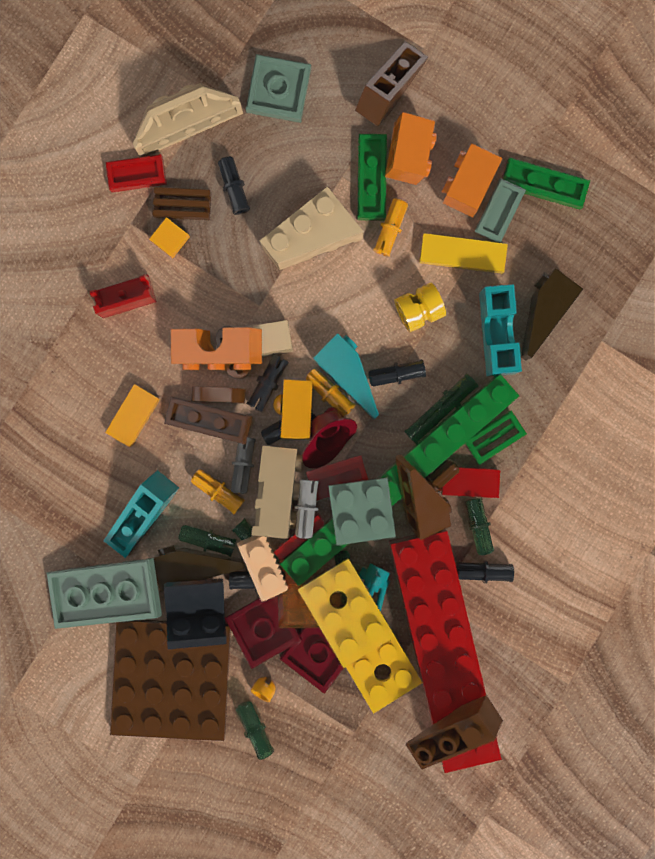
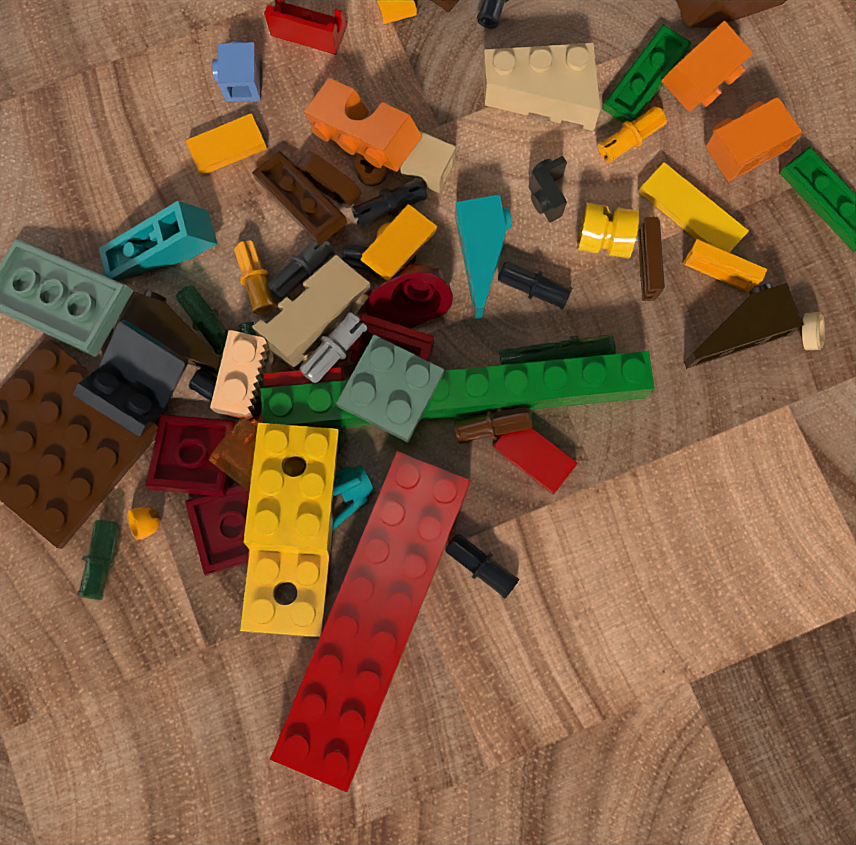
camera: 35 degrees right, 10 degrees down
(103, 361) = (238, 71): none -> medium blue brick
(330, 392) = (448, 255): light orange axle -> none
(364, 309) = (545, 192): none -> pearl dark grey bracket
(423, 507) = (464, 433): reddish brown slope -> none
(456, 733) = (315, 713): reddish brown slope -> none
(459, 306) = (651, 259): none -> reddish brown tile
(475, 449) = (603, 411): green tile -> none
(479, 526) = (511, 509): clear green axle -> none
(497, 316) = (680, 307): teal arch -> none
(499, 210) = (763, 191): sand green tile -> none
(518, 278) = (724, 266): none -> light orange tile
(590, 285) = (813, 331): none -> tan tile

